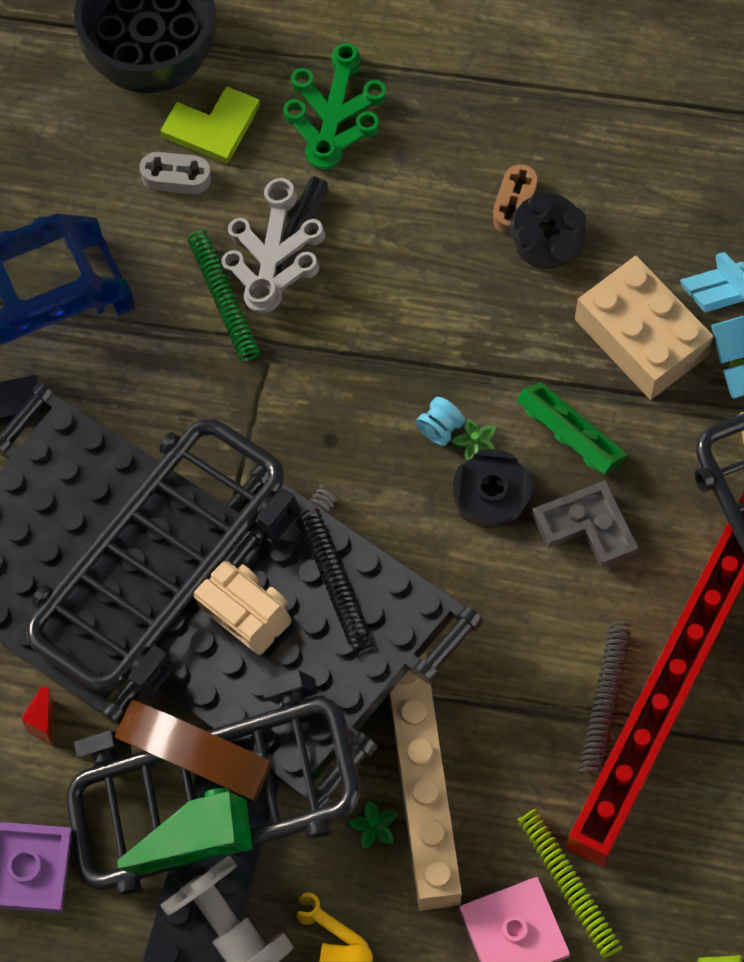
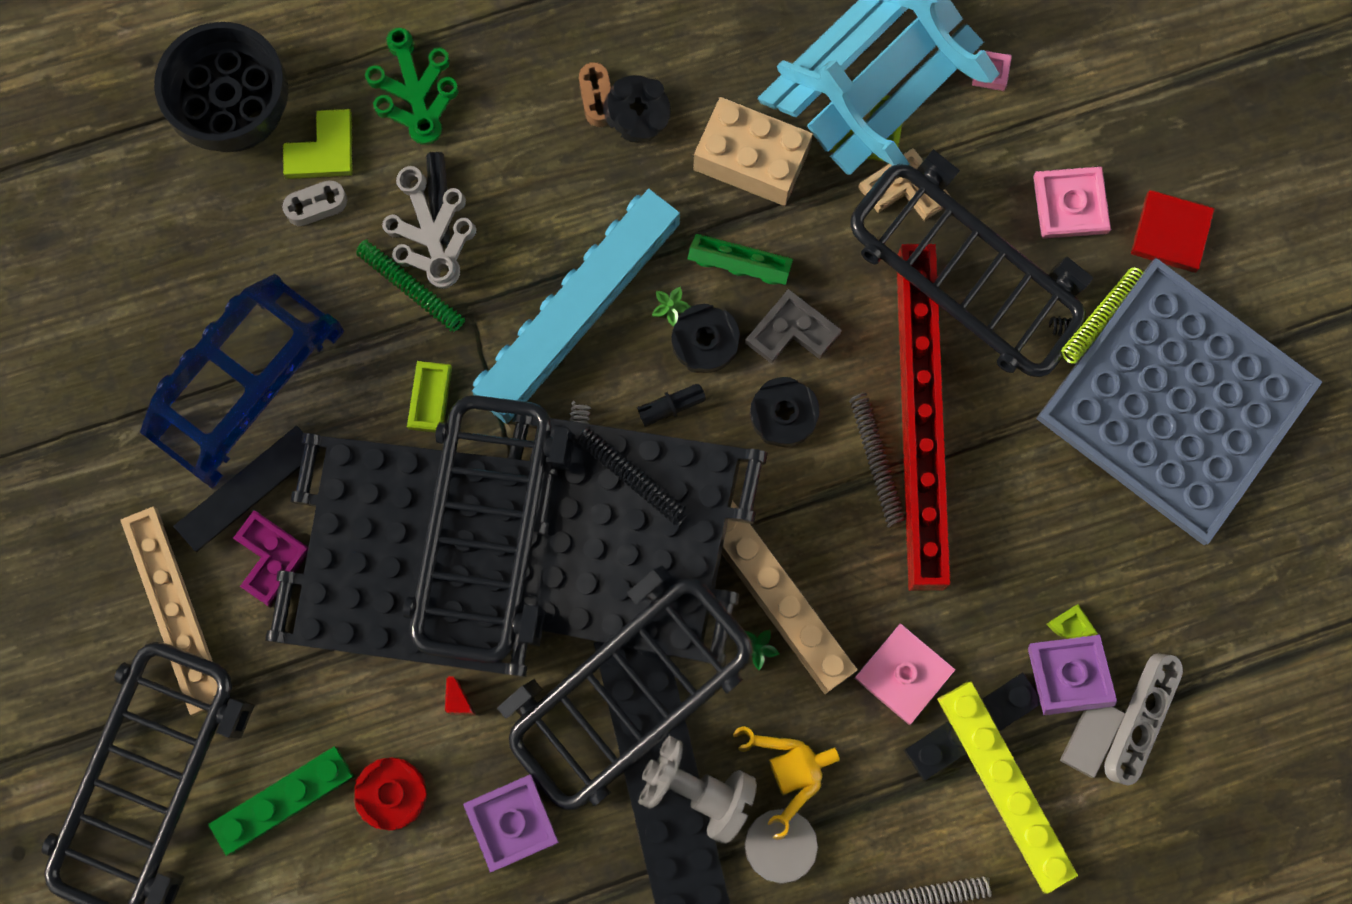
camera: 30 degrees left, 10 degrees up
(183, 407) = (429, 396): none -> lime tile
(193, 749) = (597, 670): reddish brown slope -> none
(195, 833) = (637, 733): slope -> none
(243, 606) = (574, 535): tan brick -> none
(385, 389) = (579, 302): none -> medium azure brick
(418, 537) = (671, 404): none -> black axle
(440, 421) = (637, 304): medium azure wheel -> none
(538, 624) = (774, 429): none -> black plate
(574, 904) = (873, 582): lime piece -> none

